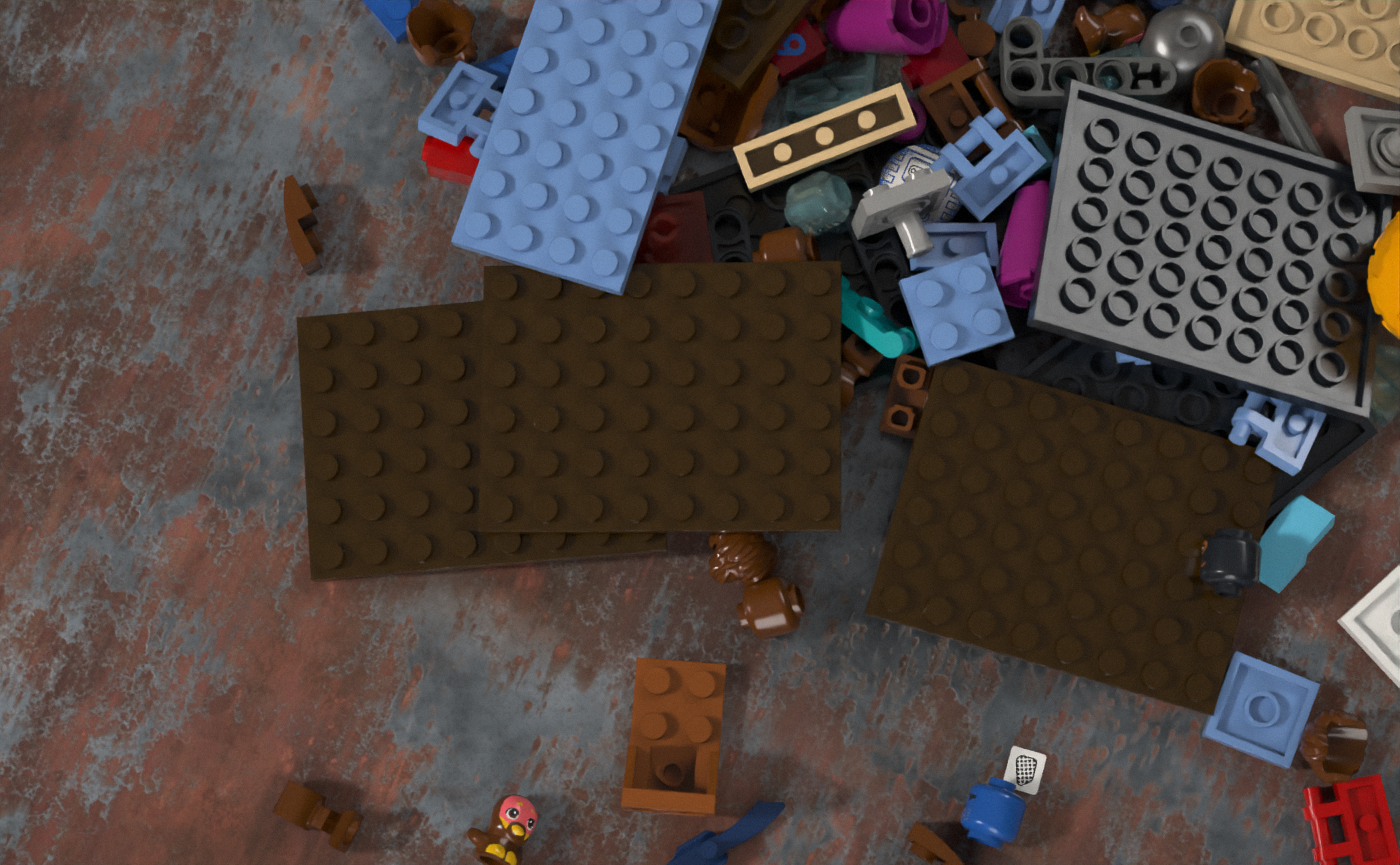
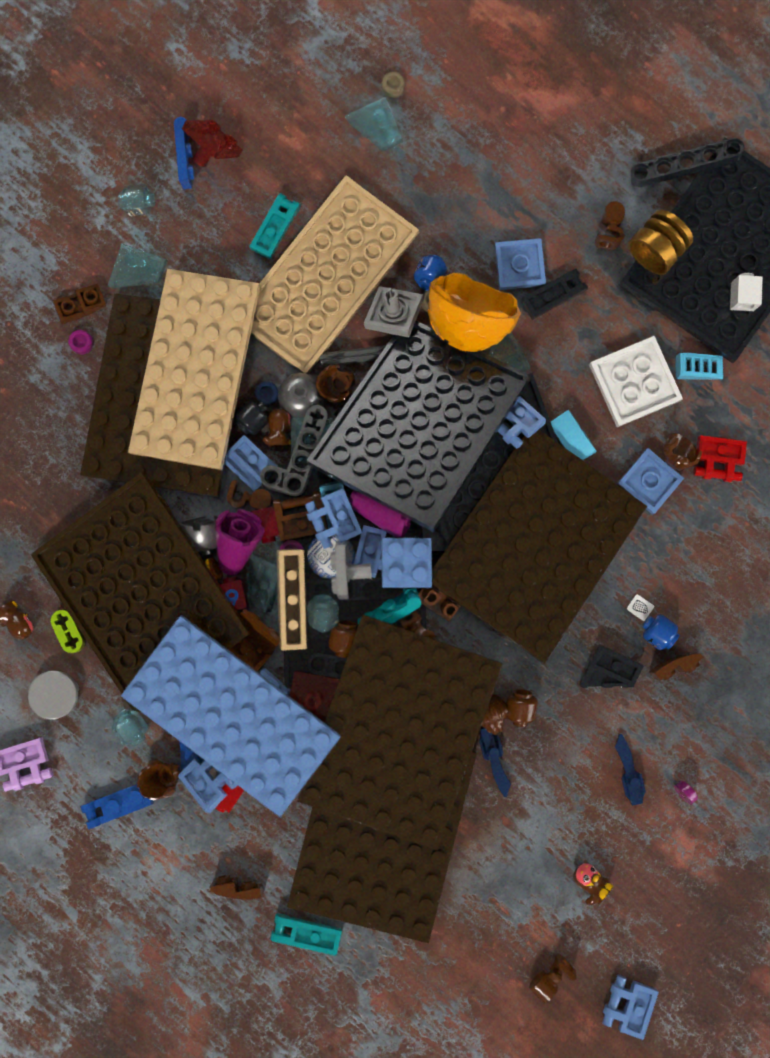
camera: 80 degrees left, 5 degrees up
(260, 369) = (306, 934): none -> teal plate
(674, 738) = (576, 782): dark orange bracket -> none
(677, 584) = (491, 750): none -> dark blue piece
(894, 747) = (610, 670): none -> black wing
(1230, 562) = (581, 471): black head -> none

